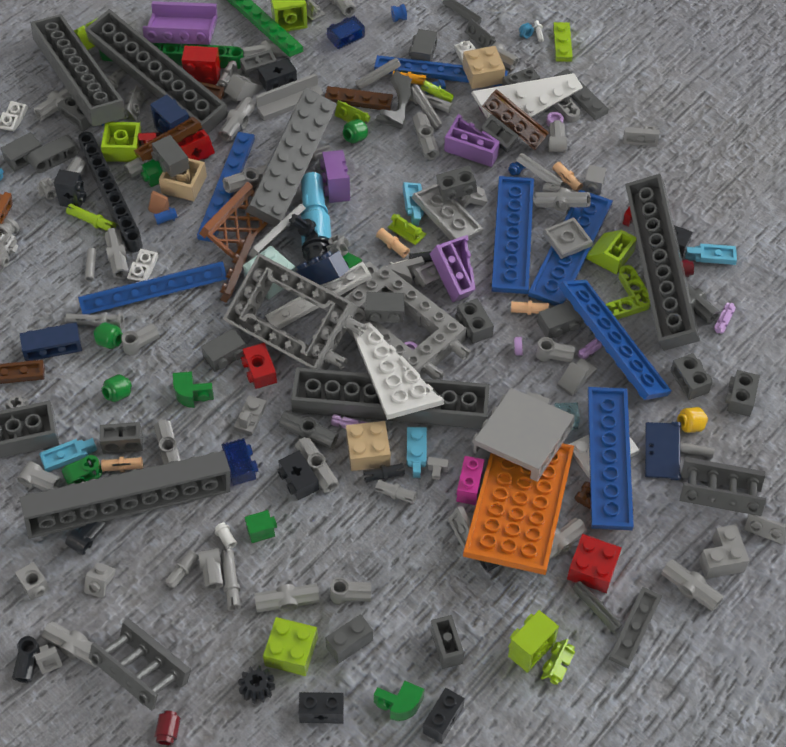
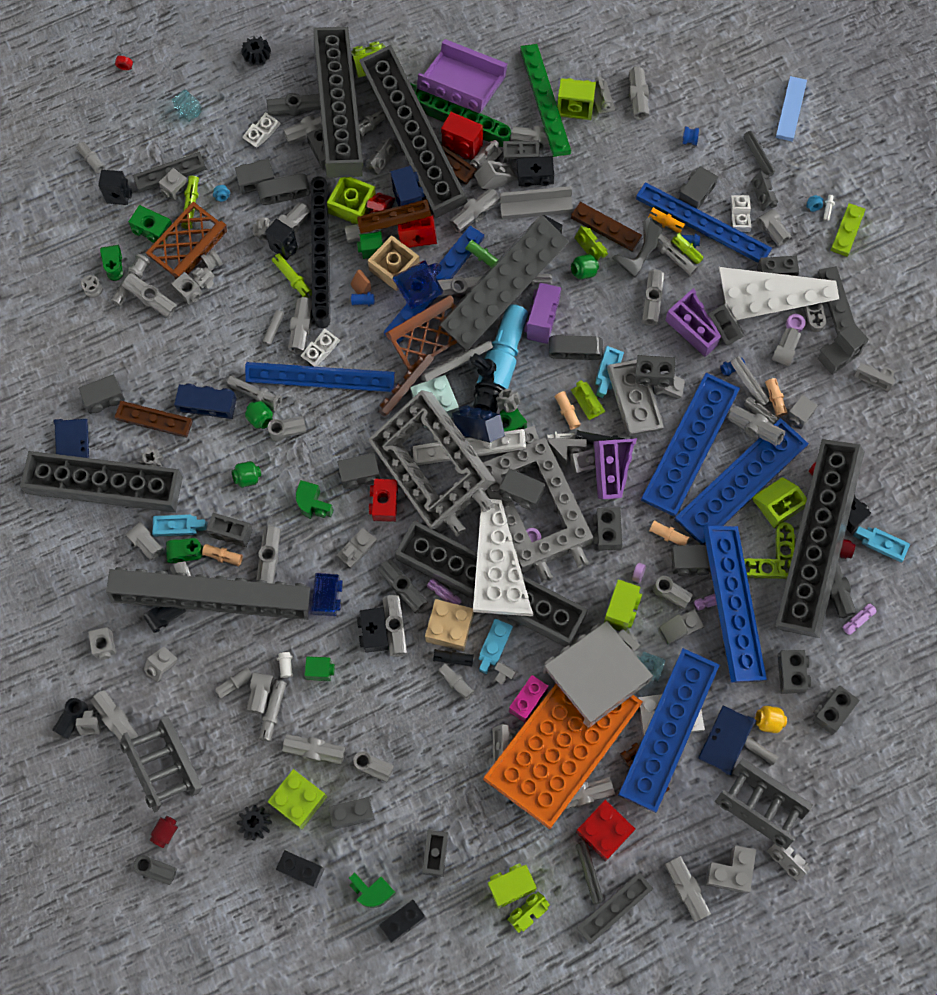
camera: 25 degrees right, 15 degrees up
(34, 87) = (285, 104): none -> dark grey piece
(170, 156) = (386, 239): dark grey brick -> none
(214, 181) = (419, 283): none -> clear blue tile
(258, 147) = (481, 253): none -> bright green pin
(346, 32) = (625, 141): clear blue brick -> none
(376, 193) = (575, 347): none -> dark grey beam
(377, 73) = (636, 205): light grey axle -> none
(426, 106) = (667, 263): light grey axle -> none
(483, 67) = (745, 238): tan brick -> none
(515, 119) = (749, 315): reddish brown brick -> none
(518, 370) = (623, 601): none -> lime brick
(567, 238) = (741, 471): light grey tile -> none
(605, 121) = (846, 348): none -> dark grey brick

